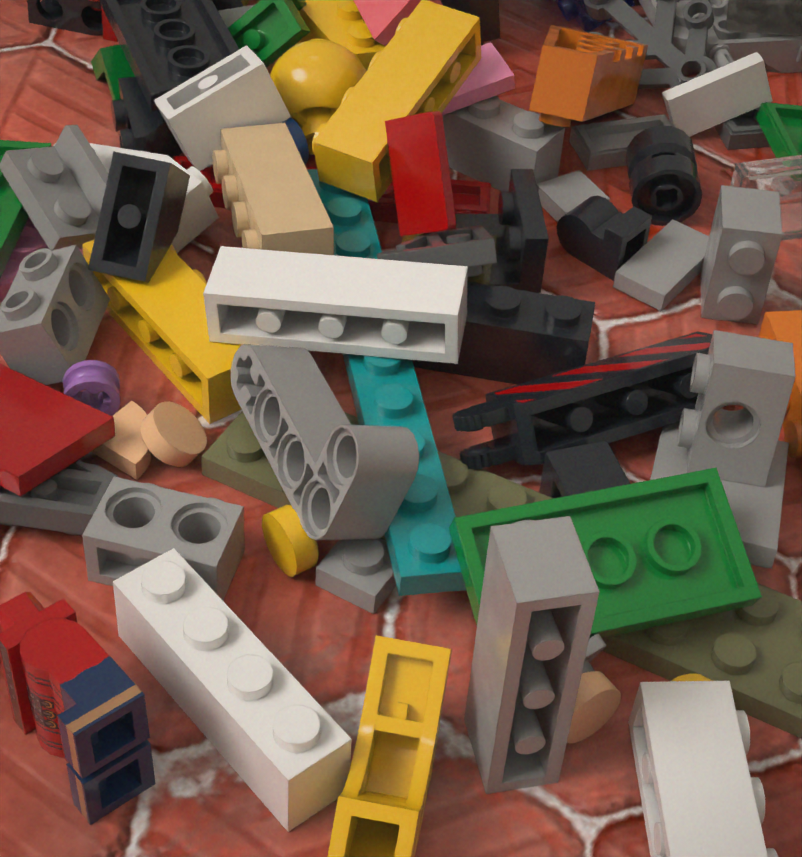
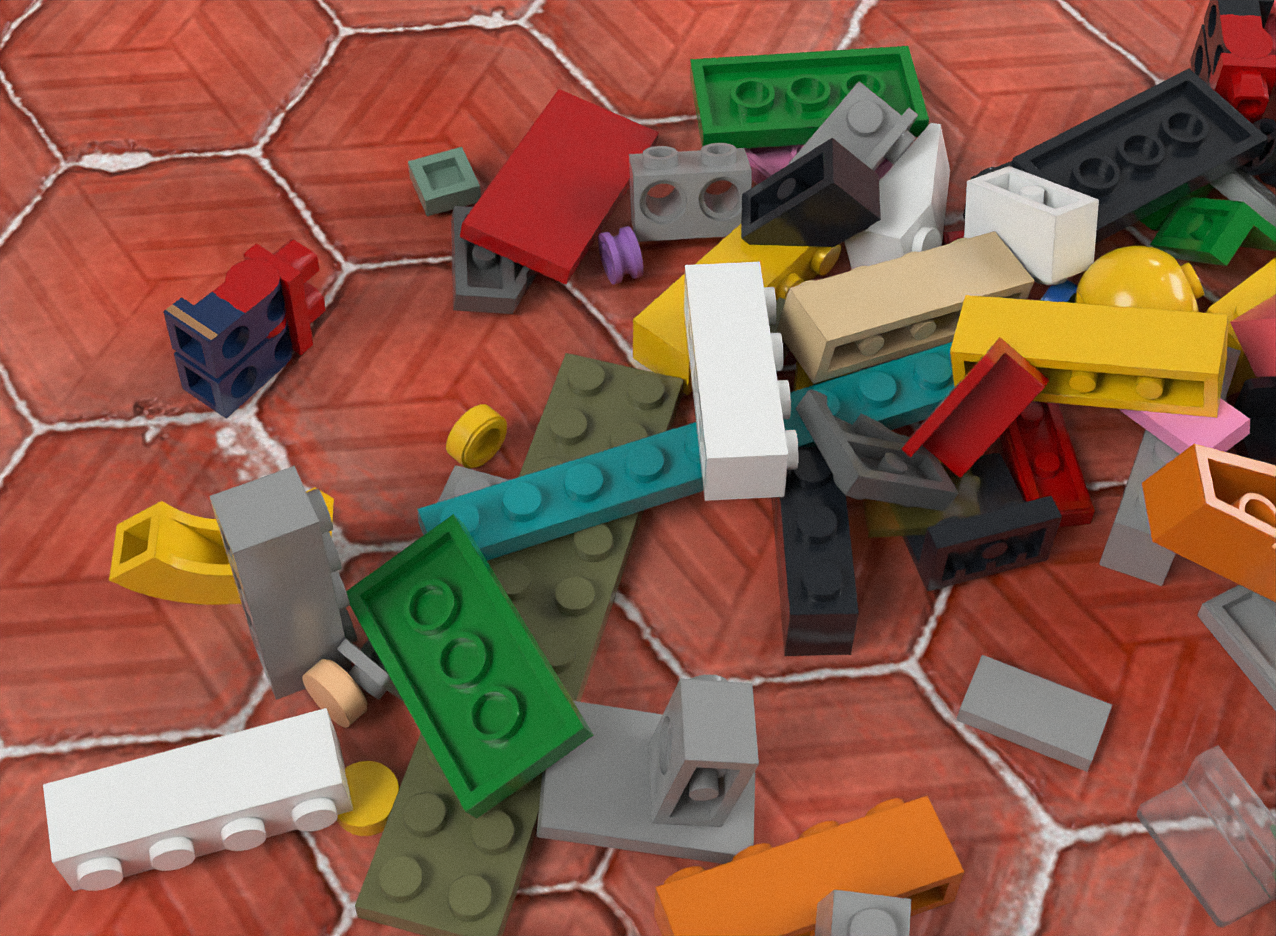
camera: 80 degrees right, 10 degrees up
(127, 448) = (580, 299): light nougat tile -> none
(146, 520) = (450, 350): light grey brick -> none
(173, 434) = (585, 325): light nougat tile -> none
(233, 688) = (308, 414): white brick -> none
(334, 473) = (509, 432): light grey beam -> none
(566, 192) = (1114, 599): light grey tile -> none
(581, 470) = (606, 659): black panel -> none
(585, 404) = (713, 628): black hinge -> none
(602, 235) = (1043, 629): black leg -> none
(663, 174) = (1190, 676): black wheel -> none
(740, 254) = (1023, 760): light grey brick -> none

